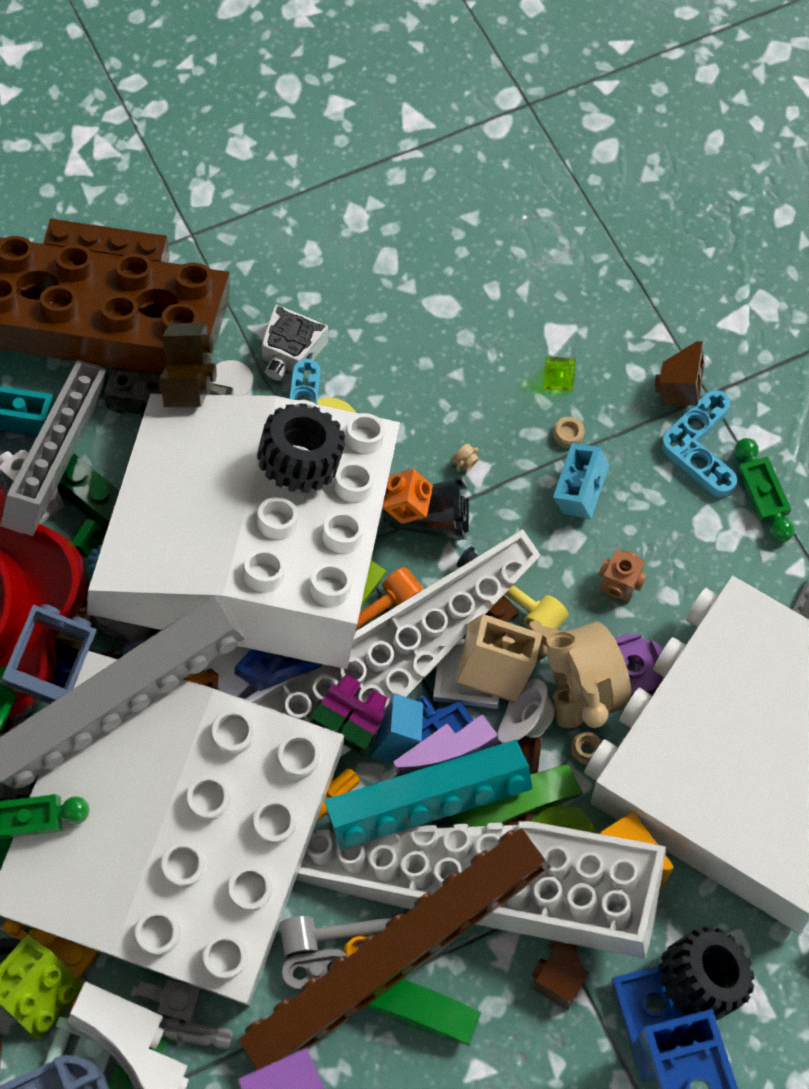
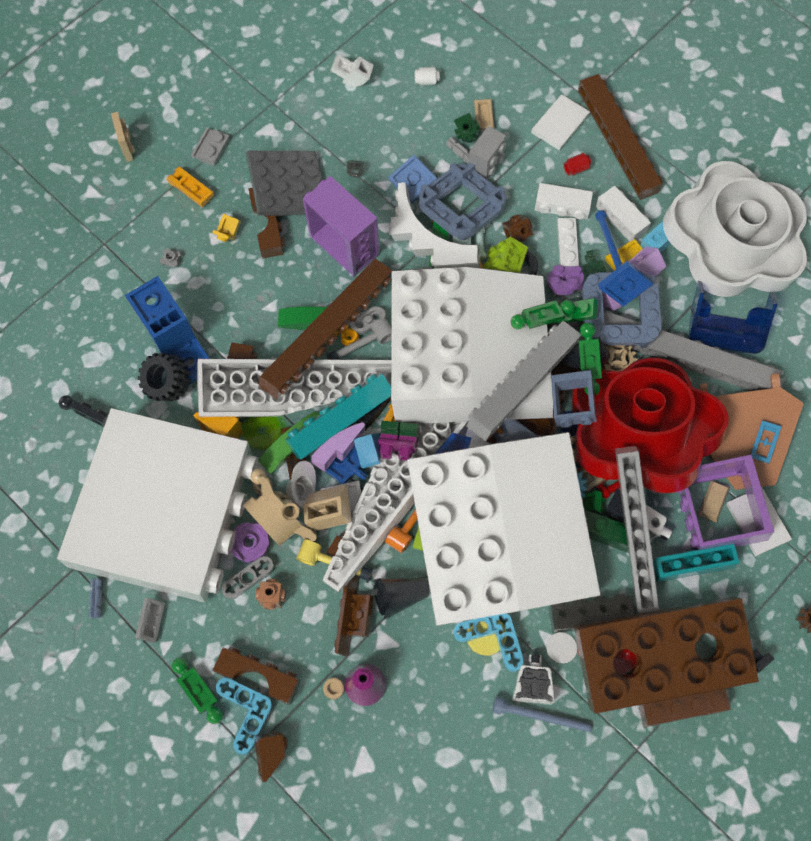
camera: 165 degrees right, 5 degrees up
(61, 518) = (615, 509): none -> black brick
(188, 365) = (582, 609): dark brown brick -> none
(299, 467) = (464, 554): black tyre -> none
(348, 334) = (501, 706): none -> sand blue piece
(407, 496) = (413, 580): orange brick -> none
(465, 457) = (392, 643): tan plate -> none
(510, 503) = (353, 618): none -> reddish brown bracket
(524, 416) = (369, 691): none -> magenta cone
(559, 373) = (351, 727): clear neon green tile -> none
(581, 481) = (313, 647): medium azure brick -> none
(673, 620) = (249, 569): none -> light grey beam
(701, 502) = (232, 665): none -> reddish brown arch

